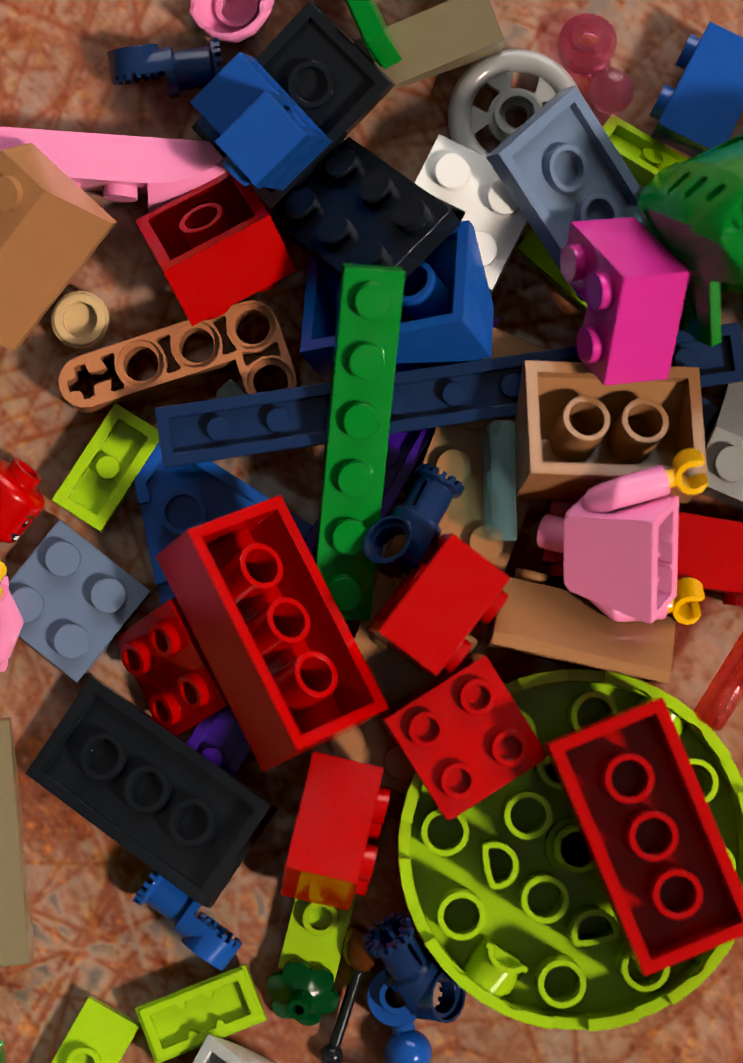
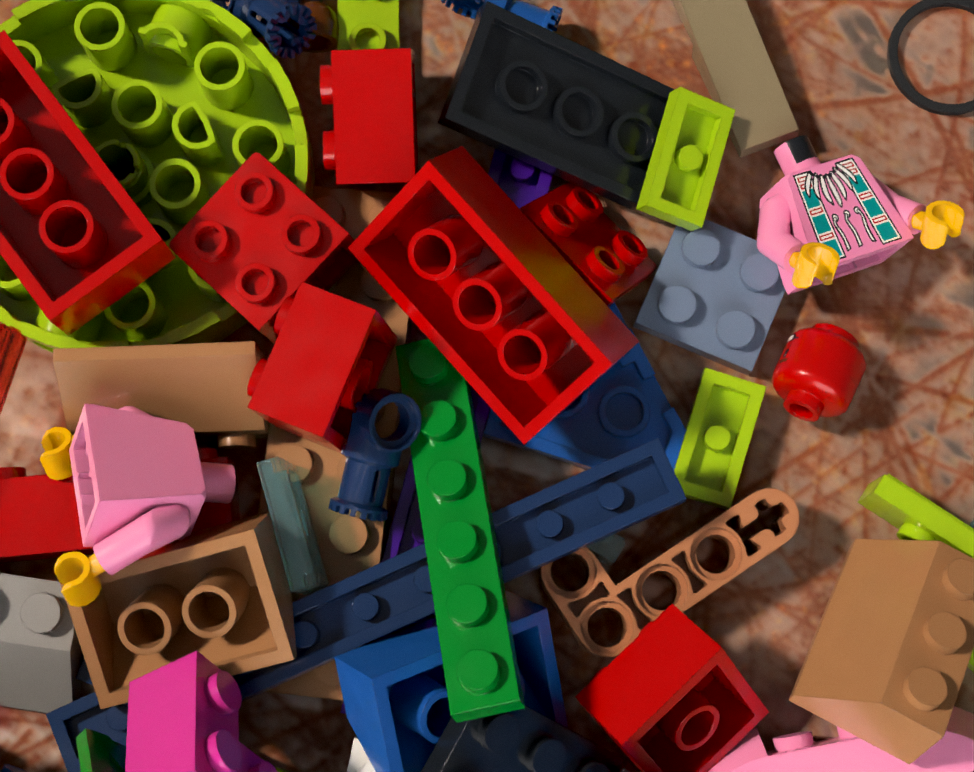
camera: 165 degrees right, 5 degrees down
(62, 721) = (685, 159): none -> lime plate
(81, 320) = (793, 590): tan tile -> none

